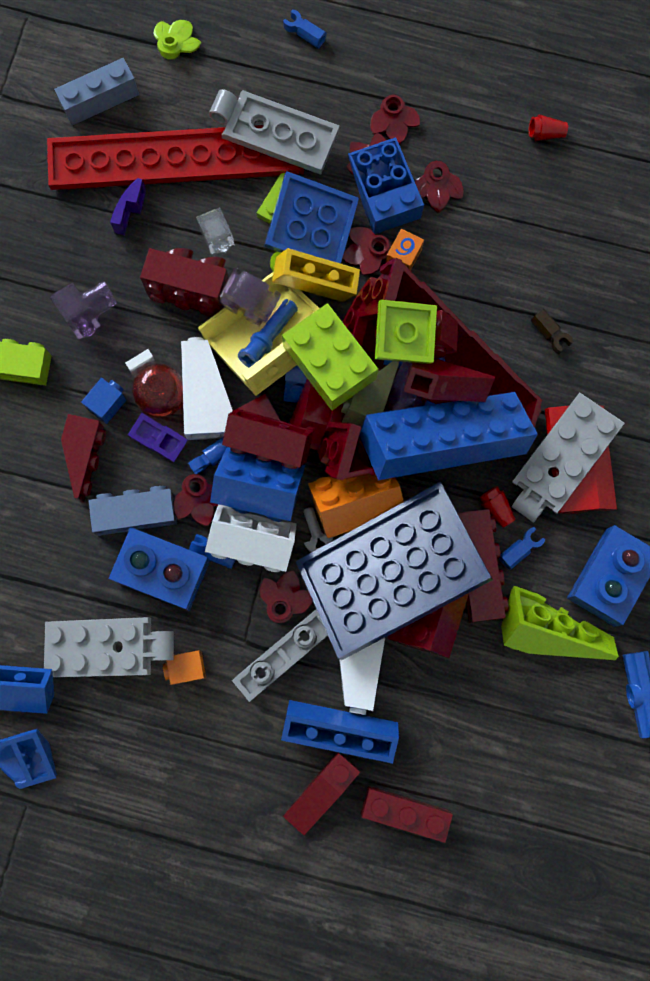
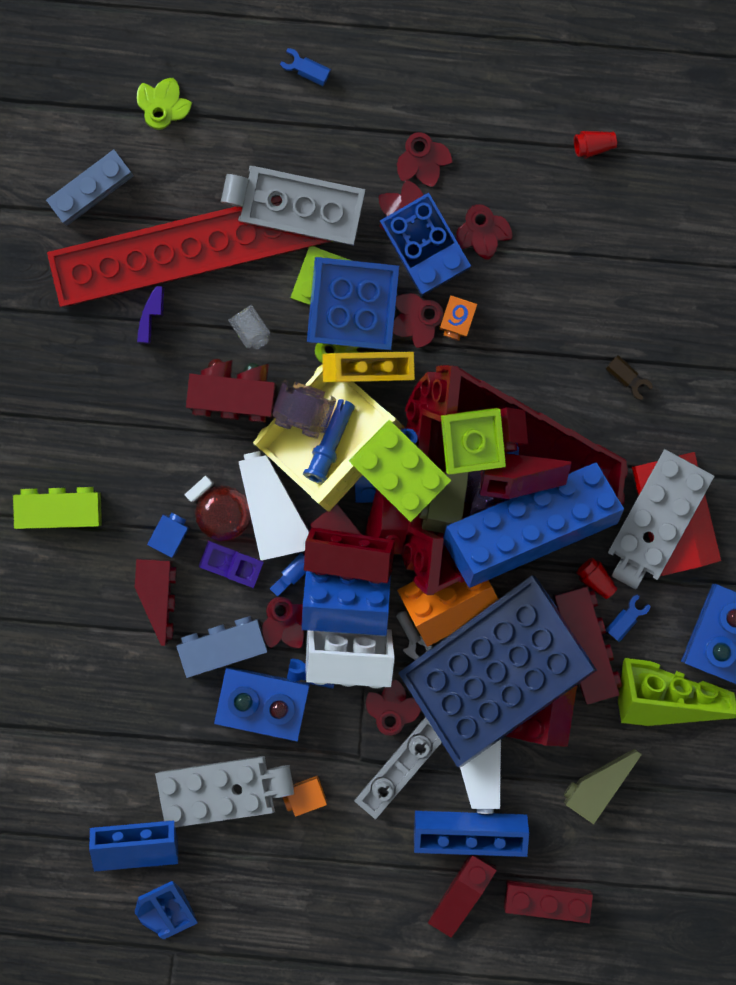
camera: 10 degrees left, 10 degrees up
(83, 309) = (125, 446): clear purple brick -> none
(470, 708) = (597, 788): none -> olive slope

